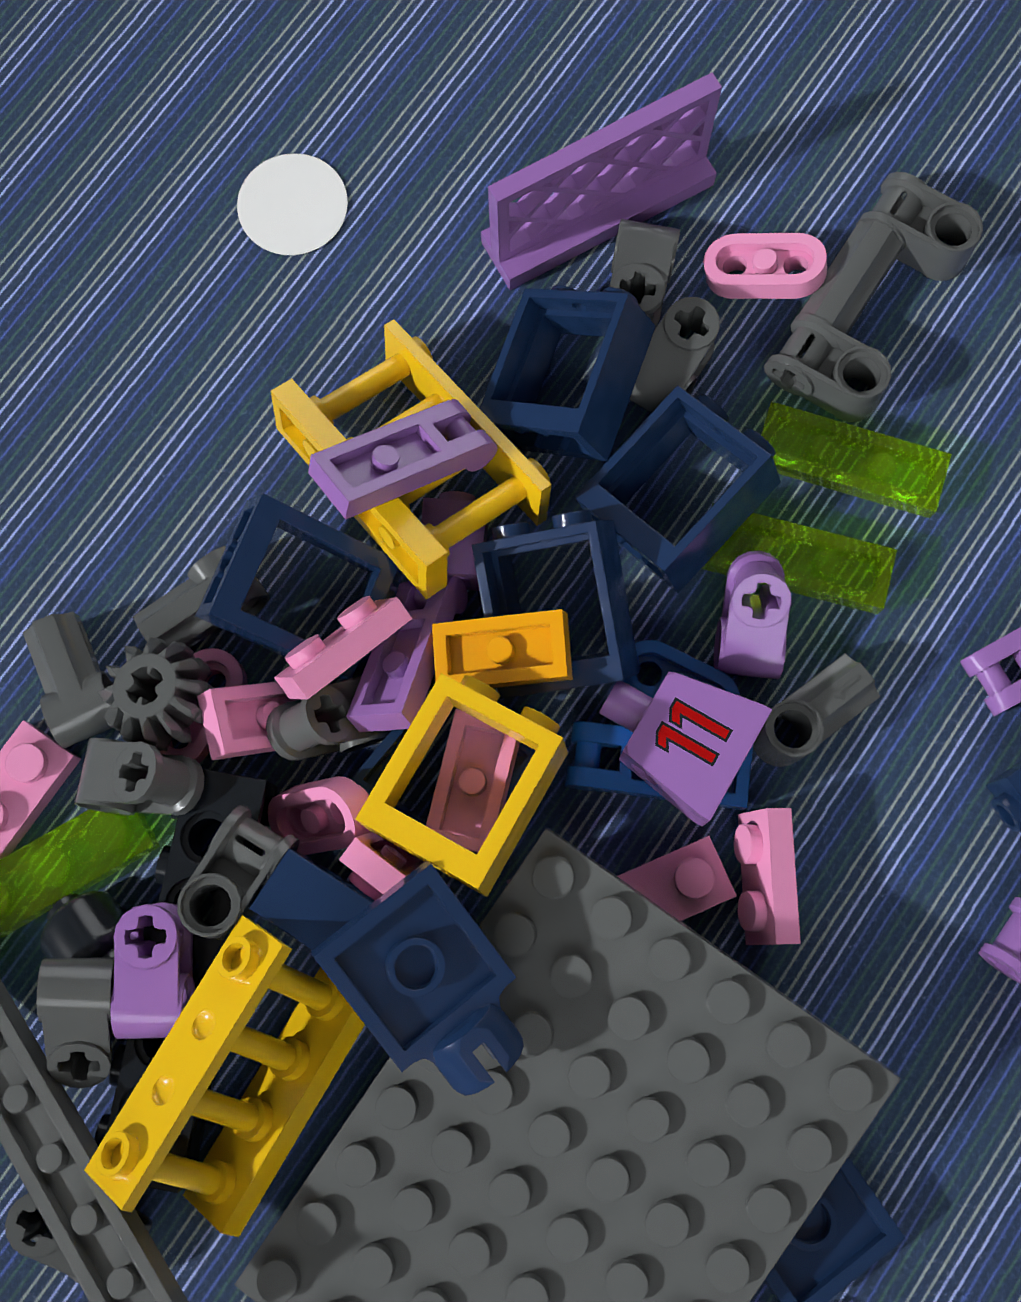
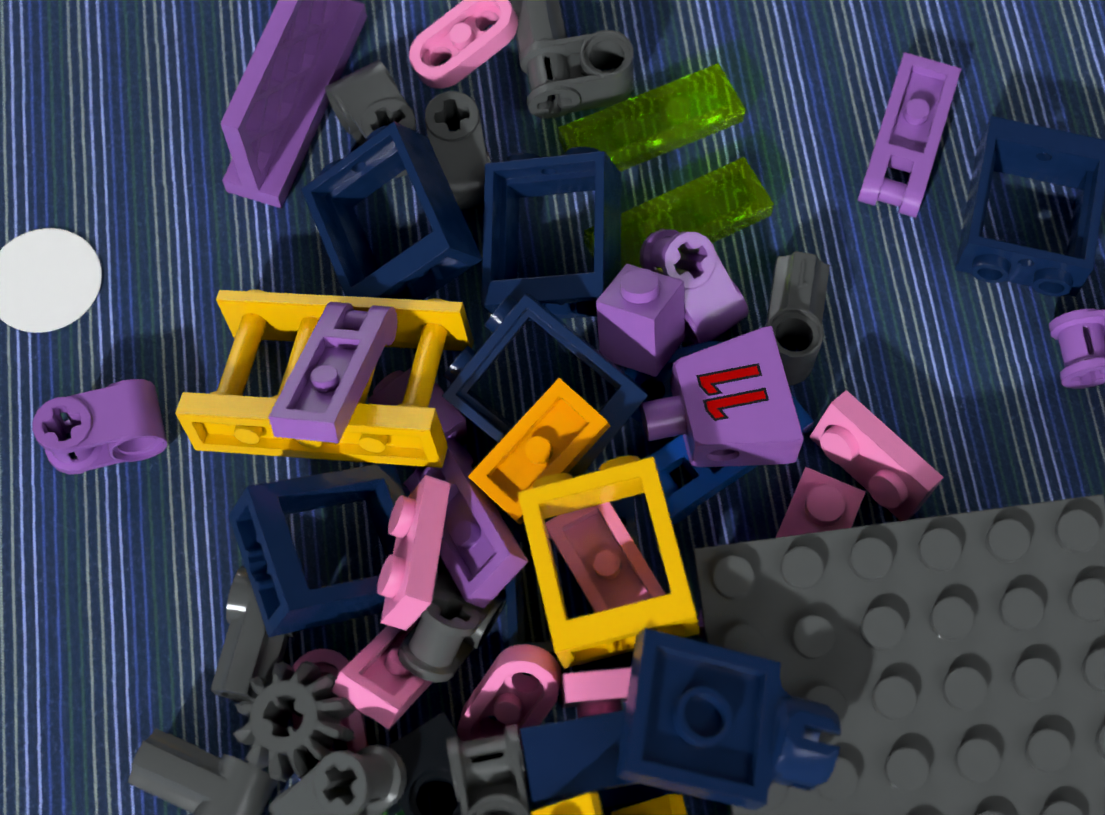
camera: 45 degrees left, 10 degrees down
(234, 359) = (105, 427): none -> medium lavender piece
(682, 613) = (641, 319): none -> medium lavender brick

